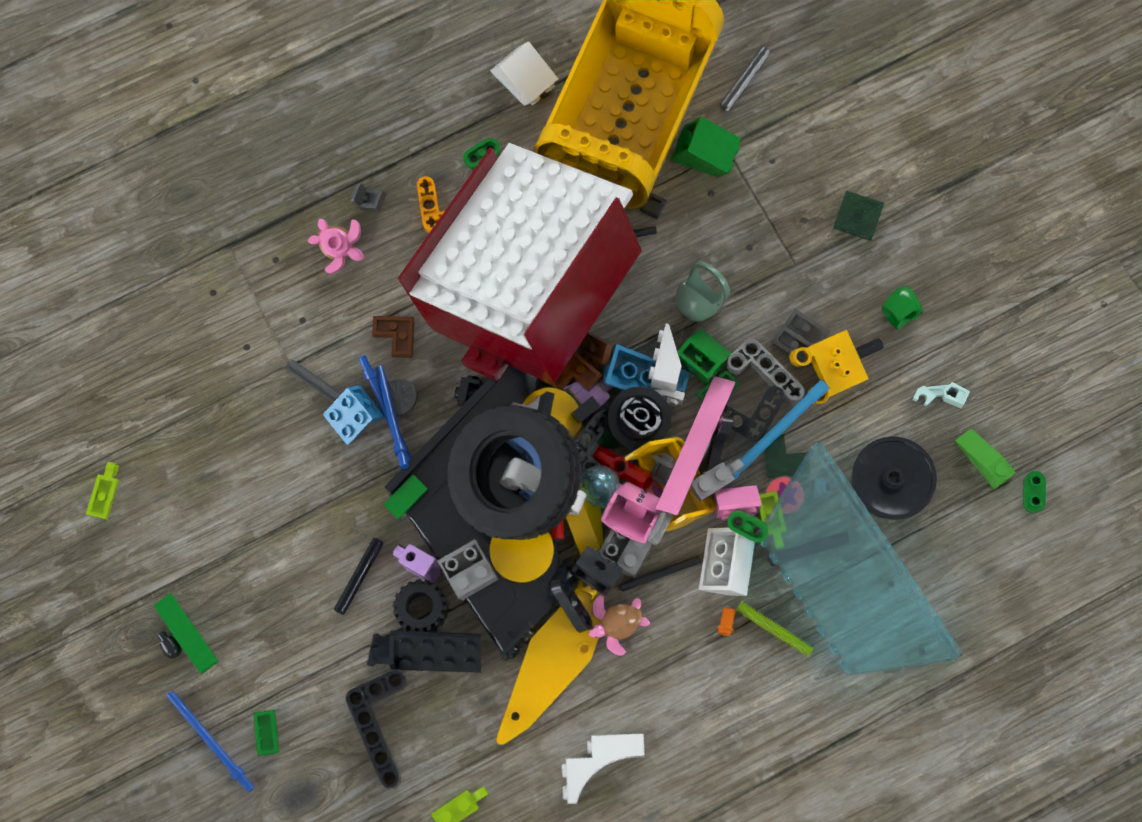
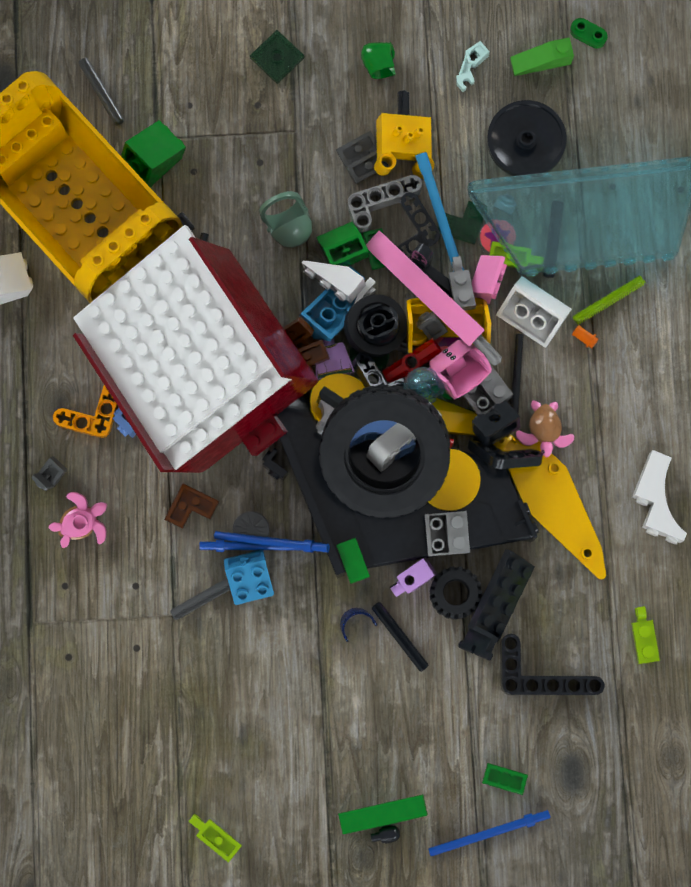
camera: 65 degrees left, 5 degrees up
(364, 525) = (348, 614): none -> clear blue helmet
(479, 151) = (56, 354): green plate -> none
(585, 409) = (347, 368): black piece -> none
(747, 527) = (516, 276): green plate -> none

